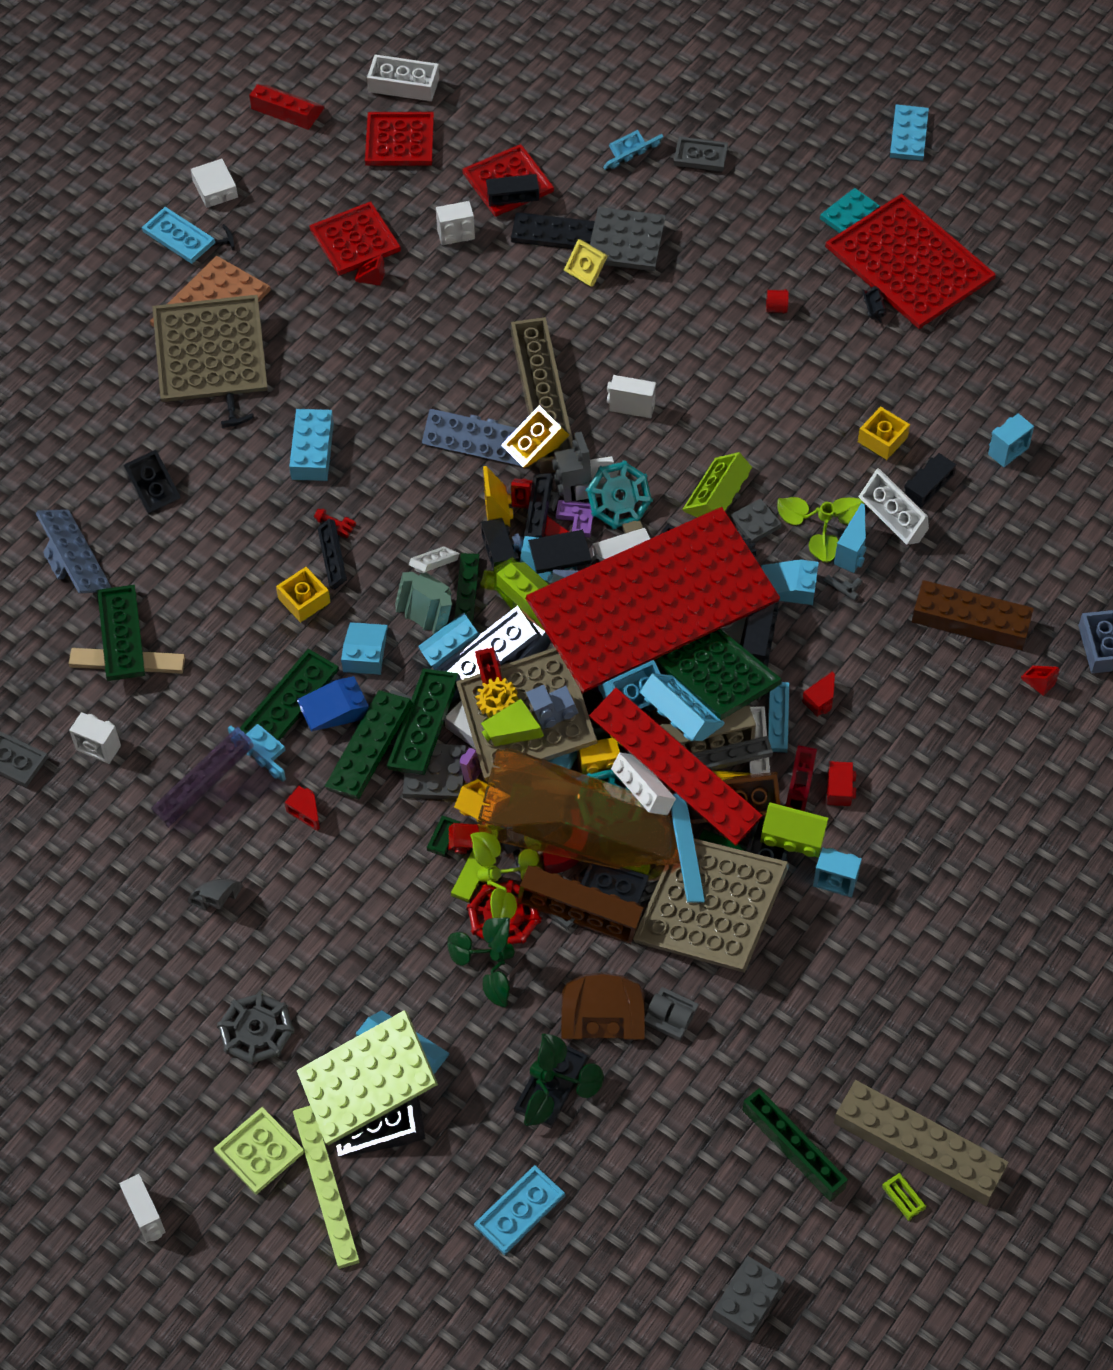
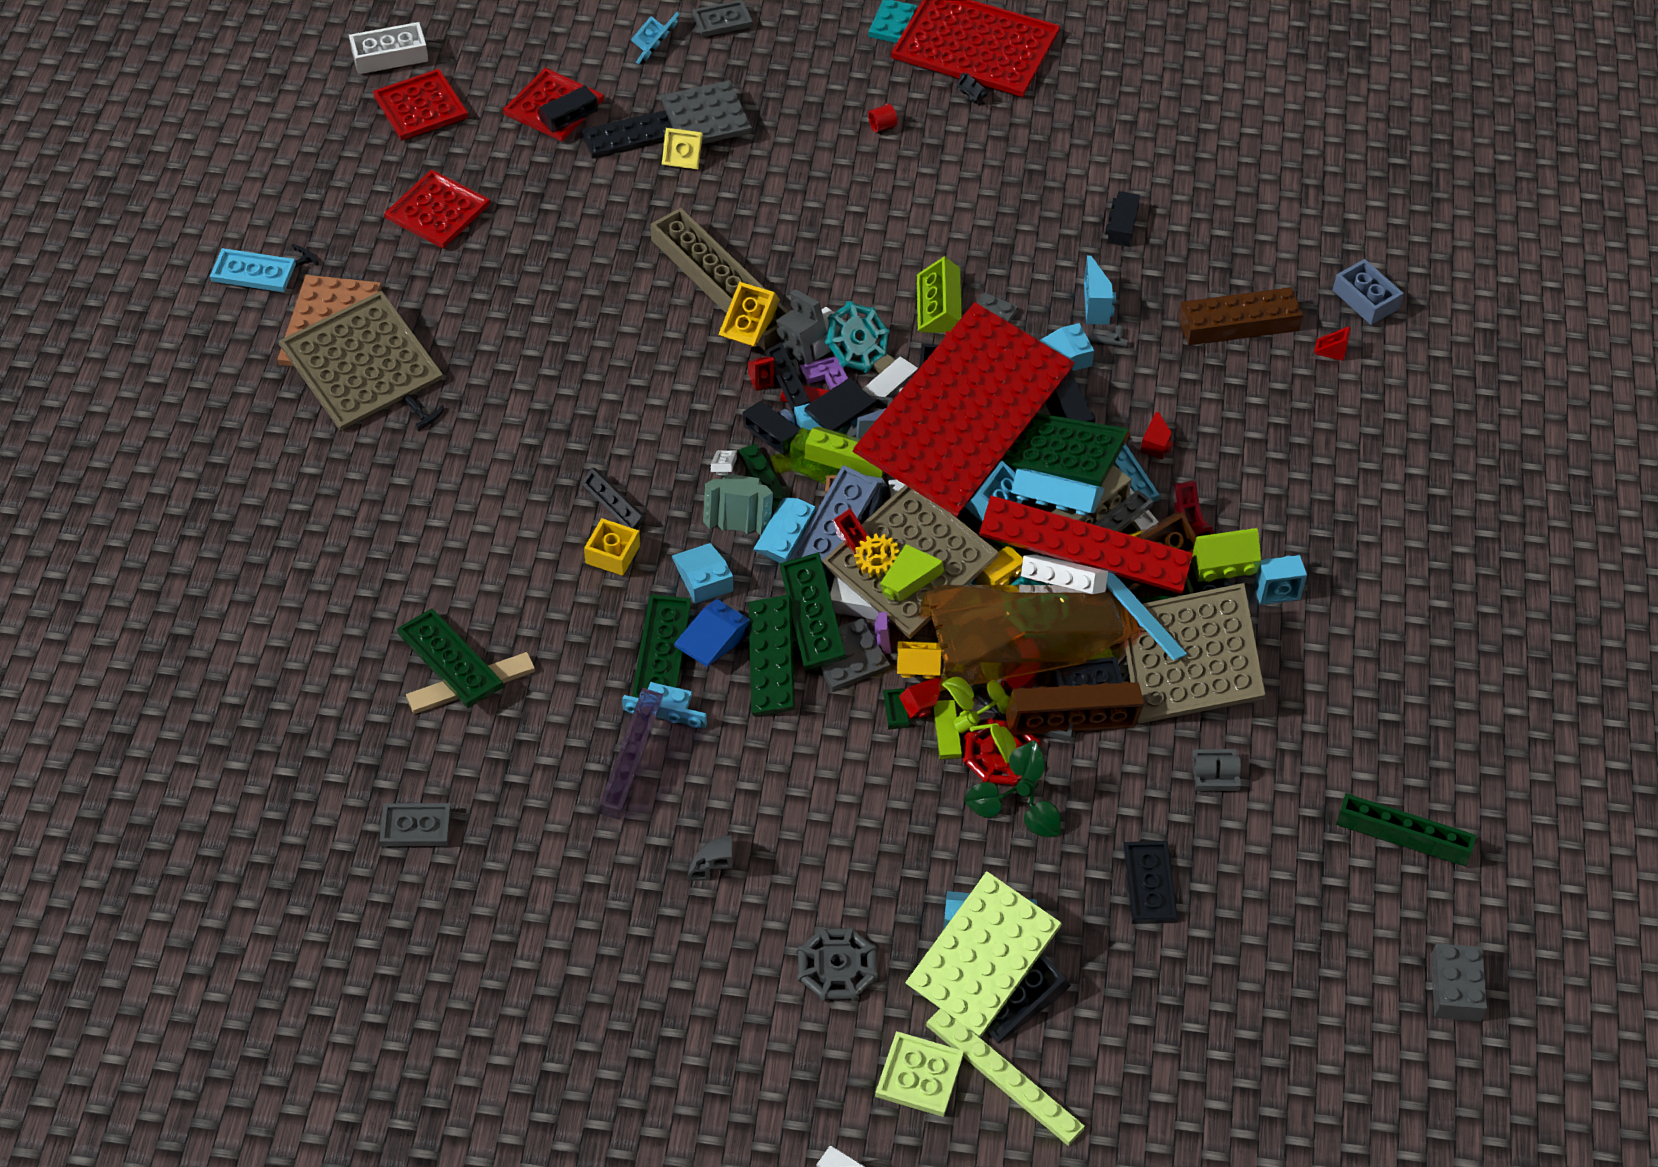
camera: 30 degrees left, 5 degrees down
(70, 553) = (340, 606): sand blue bracket -> none
(95, 737) = (493, 765): white brick -> none
(151, 481) = (383, 506): black slope -> none
(214, 183) = (258, 209): white brick -> none
(285, 106) = (282, 115): red slope -> none
(303, 807) = (747, 740): red slope -> none
(311, 444) = (524, 409): medium azure brick -> none
(343, 527) = (608, 470): red hinge -> none
(371, 272) = (475, 232): red slope -> none
(455, 223) = (532, 157): white brick -> none
(468, 435) = (678, 341): sand blue bracket -> none
(496, 498) = (740, 387): yellow slope -> none
(519, 1210) = (1199, 1008): medium azure tile -> none
(552, 1052) = (1144, 872): dark green plant -> none
(553, 706) = (939, 537): sand blue brick -> none
(603, 1007) = (1154, 791): reddish brown piece -> none
(631, 396) = (808, 247): white brick -> none
(821, 546) = (1065, 272): lime plant -> none
(840, 783) = (1226, 505): red brick -> none
(883, 433) = (1057, 193): yellow brick -> none
(895, 508) = (1114, 249): white slope -> none
(914, 1211) = (1522, 834): lime tile -> none
(920, 1142) = (1508, 777): dark tan brick -> none
(1010, 440) = (1172, 156): medium azure brick -> none

